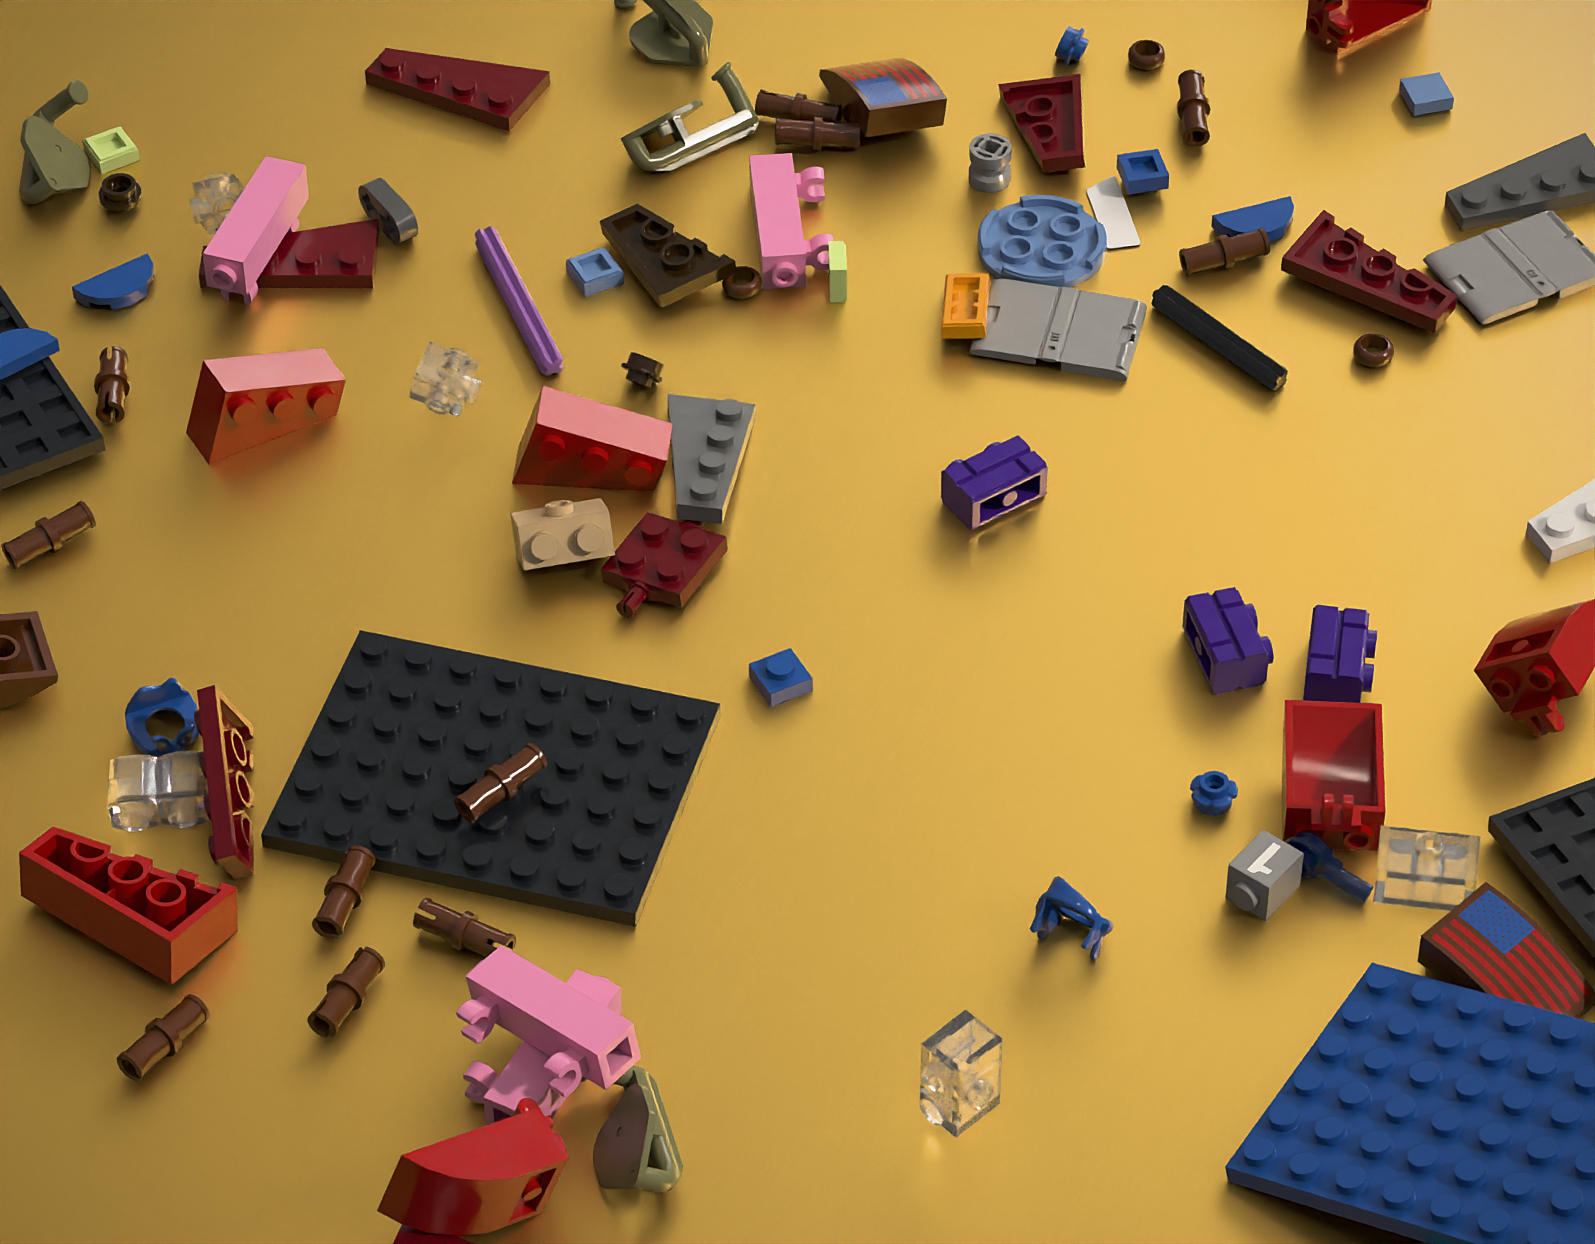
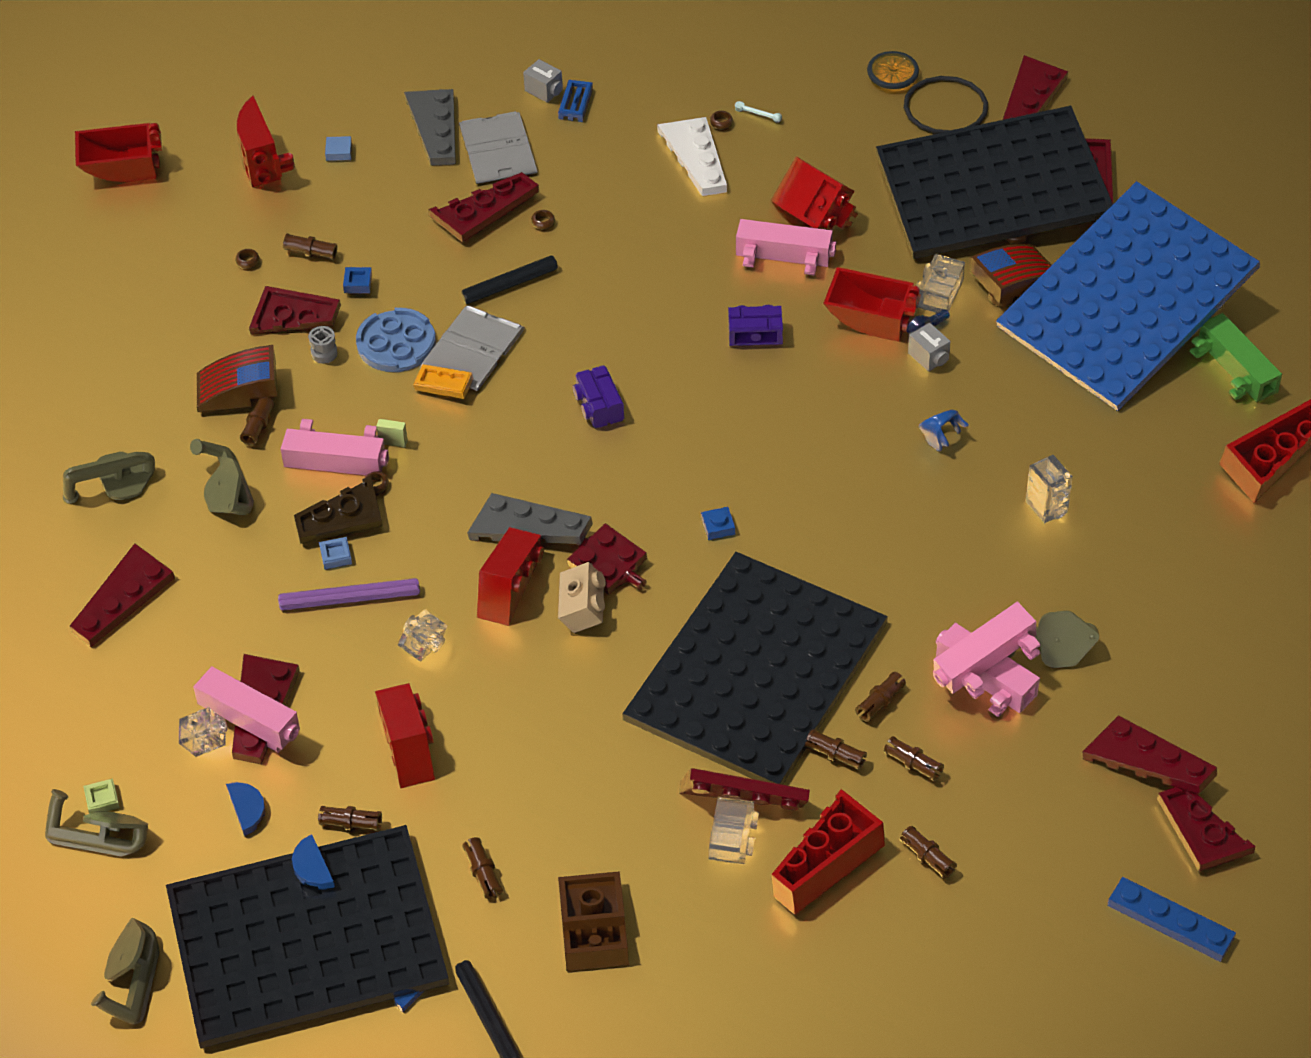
camera: 75 degrees left, 5 degrees up
(120, 192) = (151, 788): dark brown plate -> none
(156, 698) = (655, 825): blue piece -> none
(393, 213) = (233, 647): dark grey beam -> none
(479, 1176) = (1082, 694): red piece -> none
(500, 782) = (785, 653): reddish brown pin -> none
(642, 370) = (442, 540): dark brown plate -> none
(795, 108) = (230, 424): reddish brown pin -> none
(1072, 45) = (227, 288): blue plate -> none
(1113, 213) = (377, 305): white sticker -> none
(1213, 793) = (859, 357): blue plate -> none
(1224, 251) = (441, 260): reddish brown pin -> none
(1271, 216) = (419, 242): blue tile -> none
(1338, 654) = (781, 284): dark purple brick -> none
(1437, 642) = (784, 244): none -> bright pink brick

